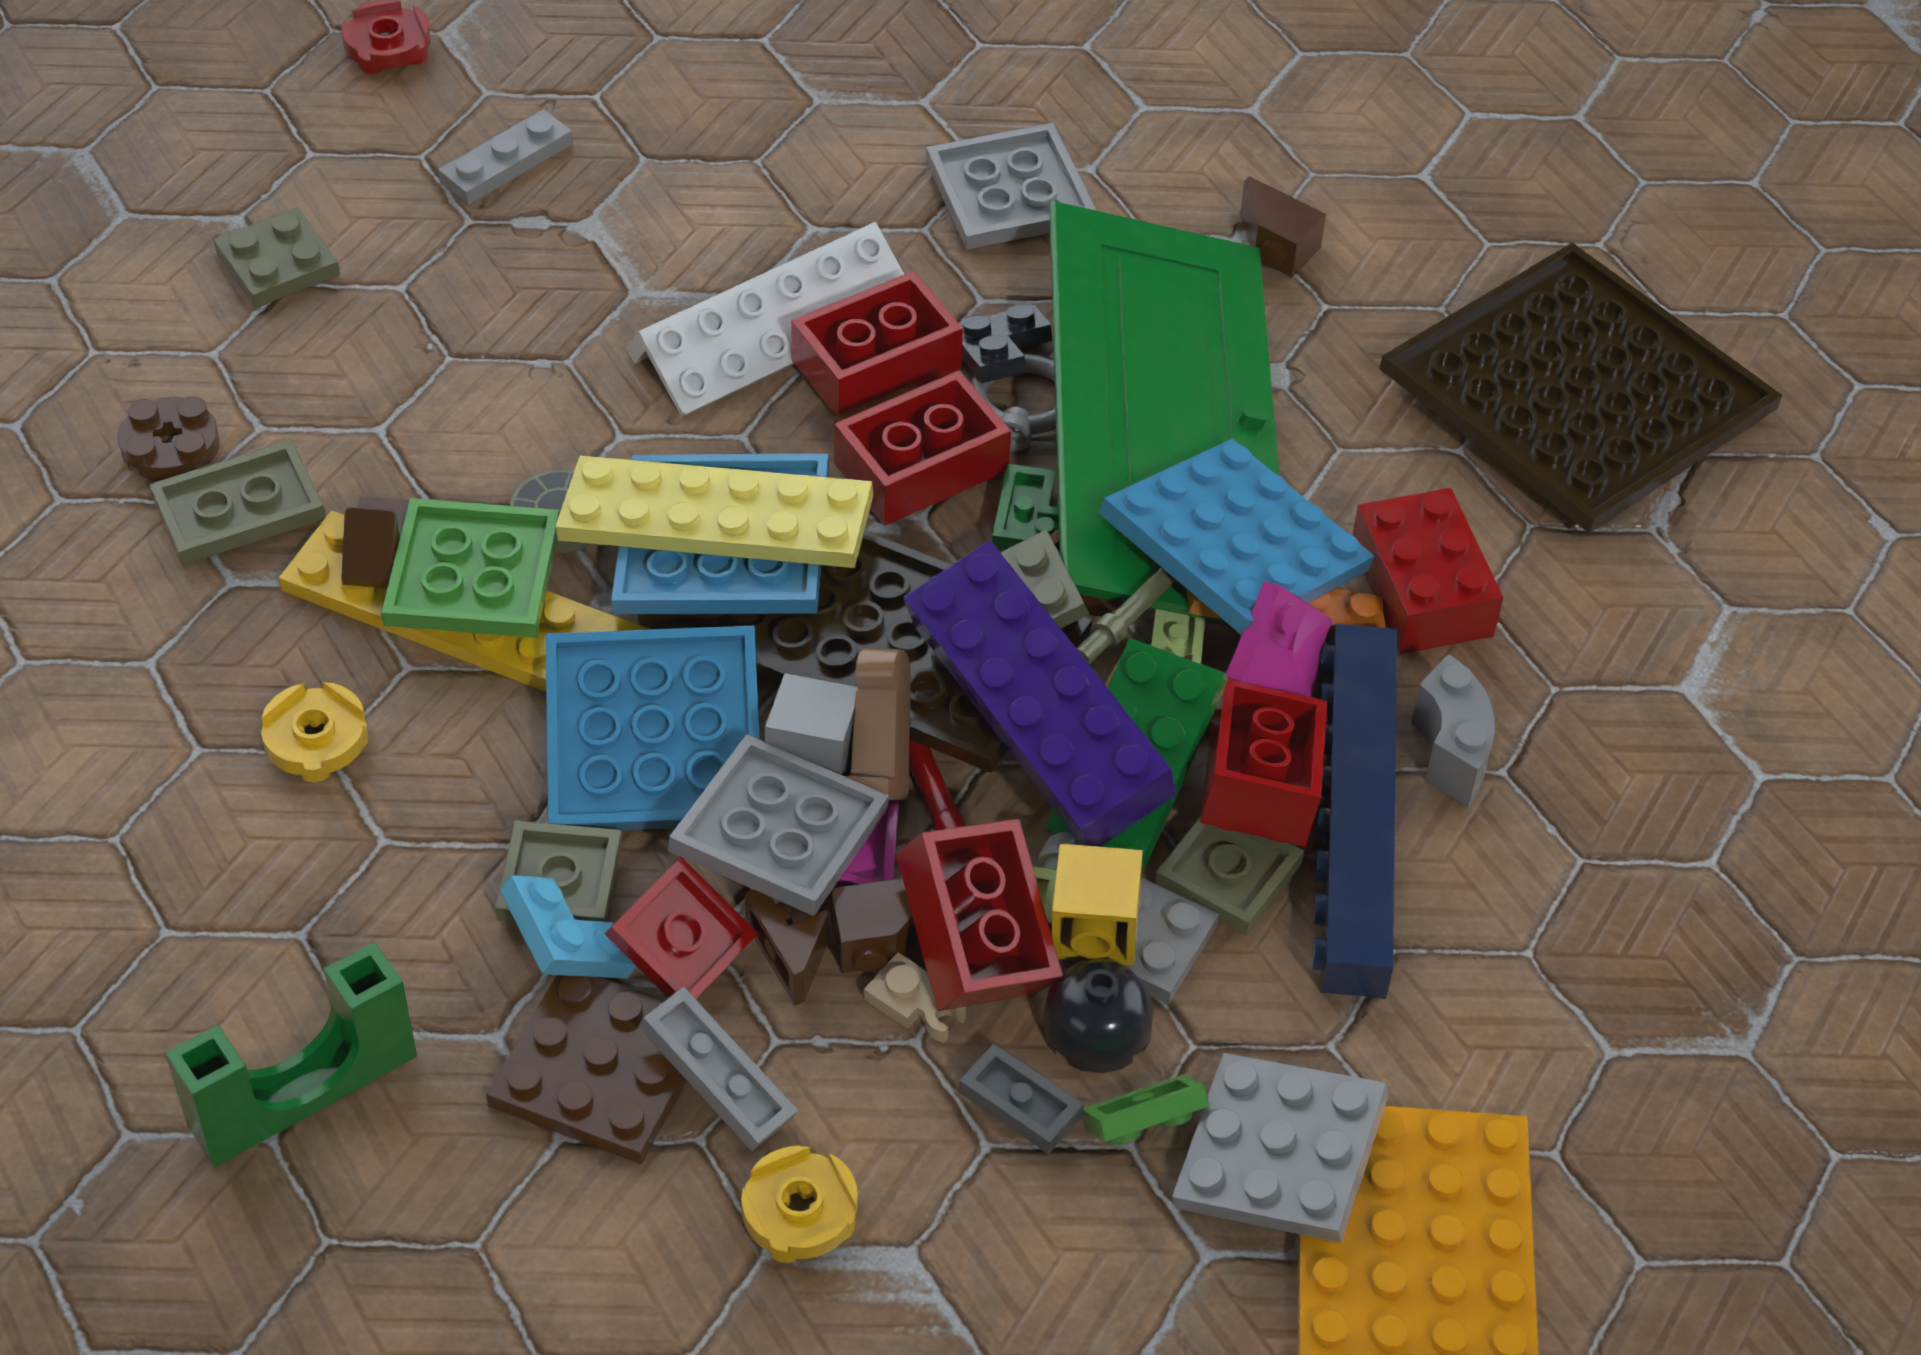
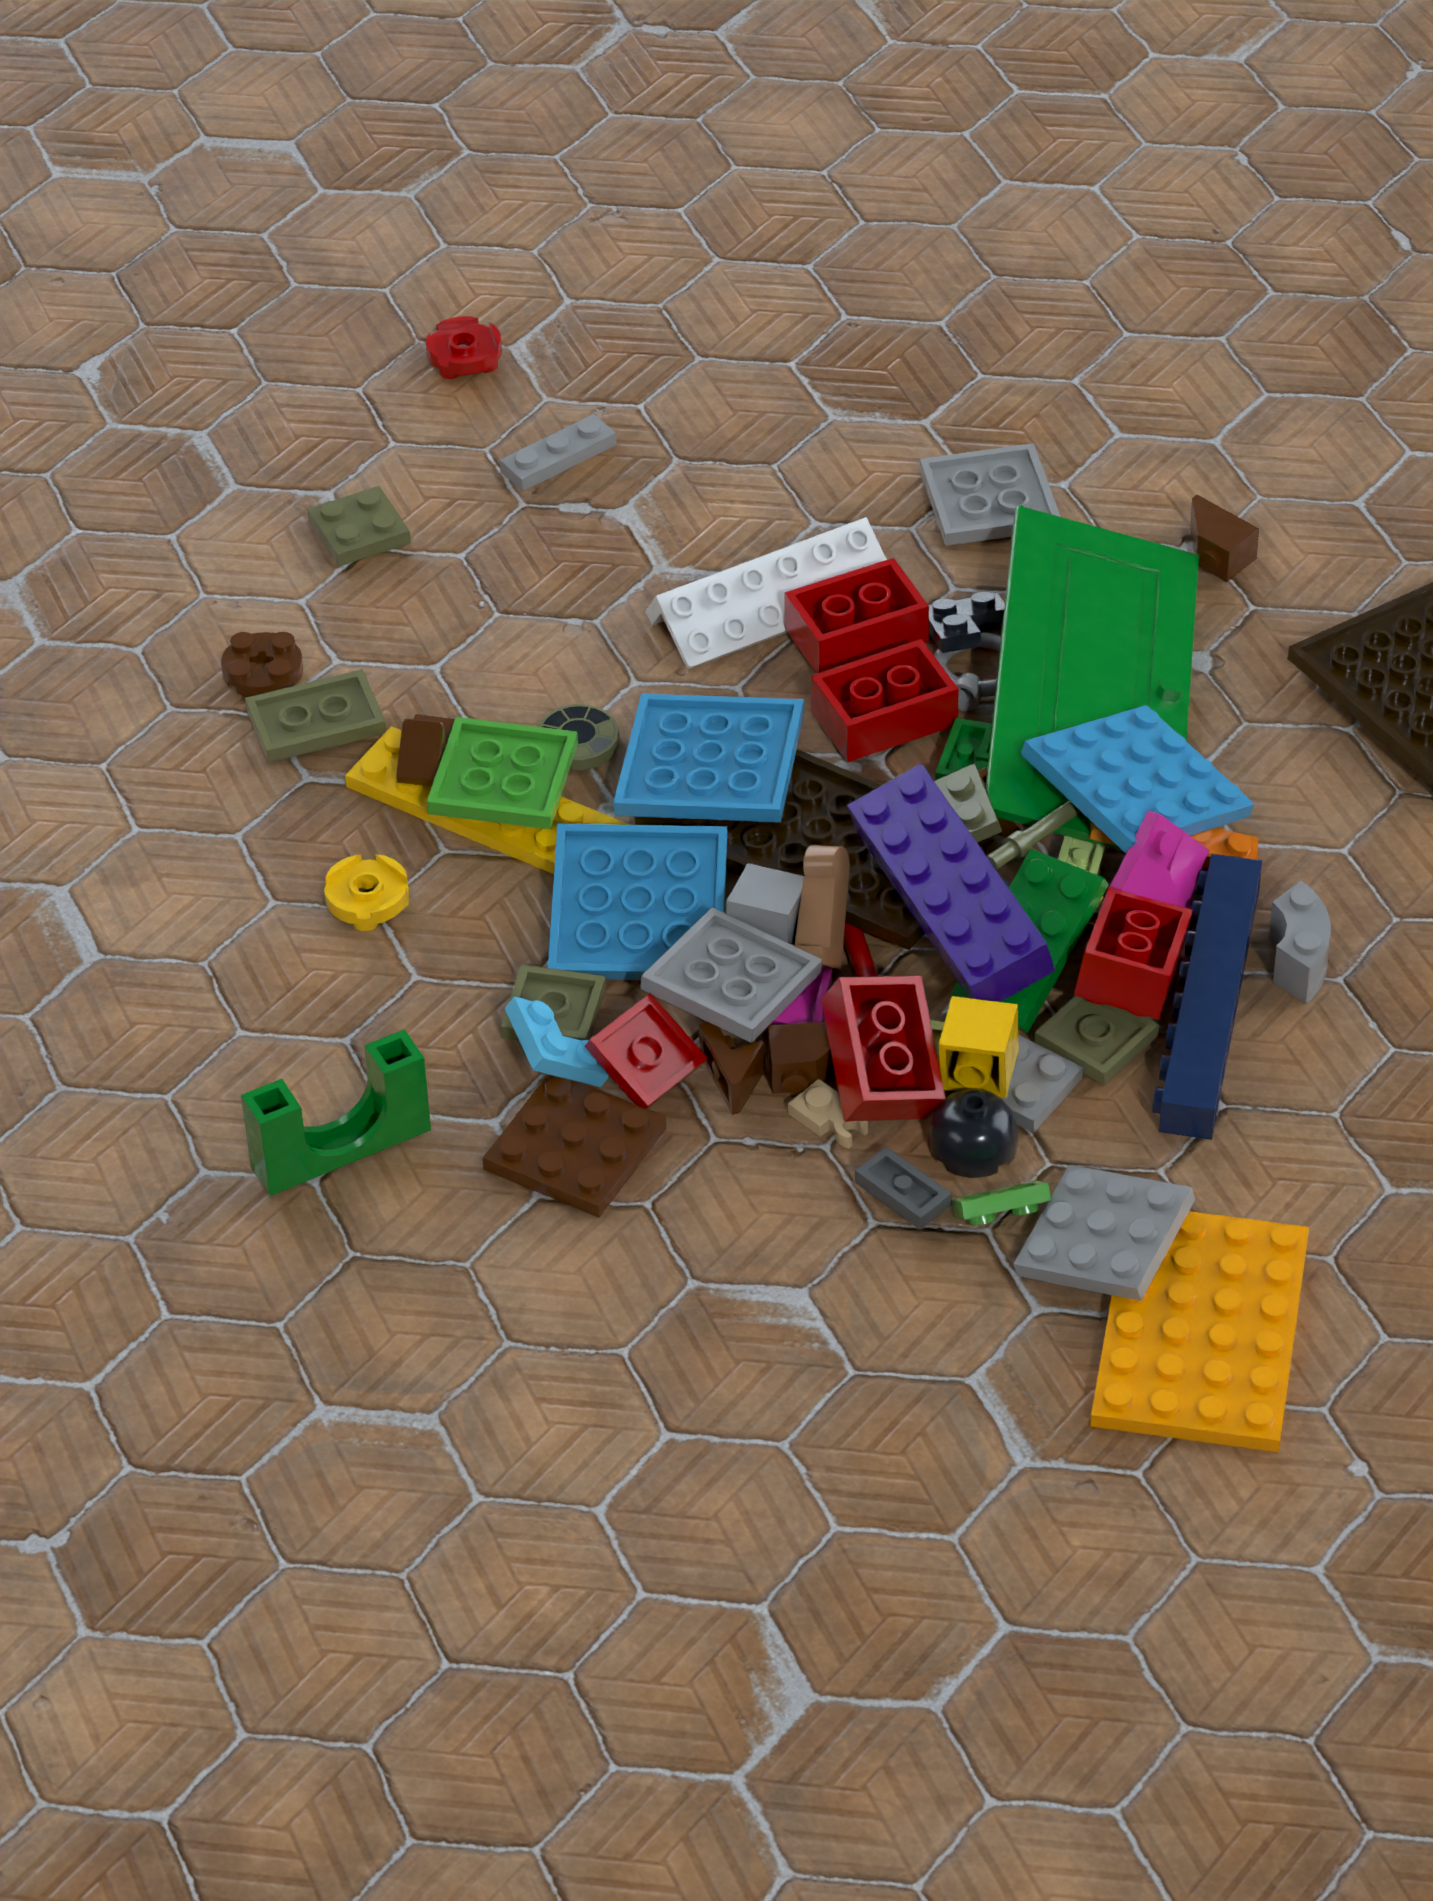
camera: 10 degrees right, 5 degrees down
(715, 511) = (705, 738): light yellow plate -> none
(717, 1068) = (664, 1149): light grey plate -> none
(805, 1233) = (724, 1269): yellow plate -> none
(1428, 570) = (1299, 819): red brick -> none

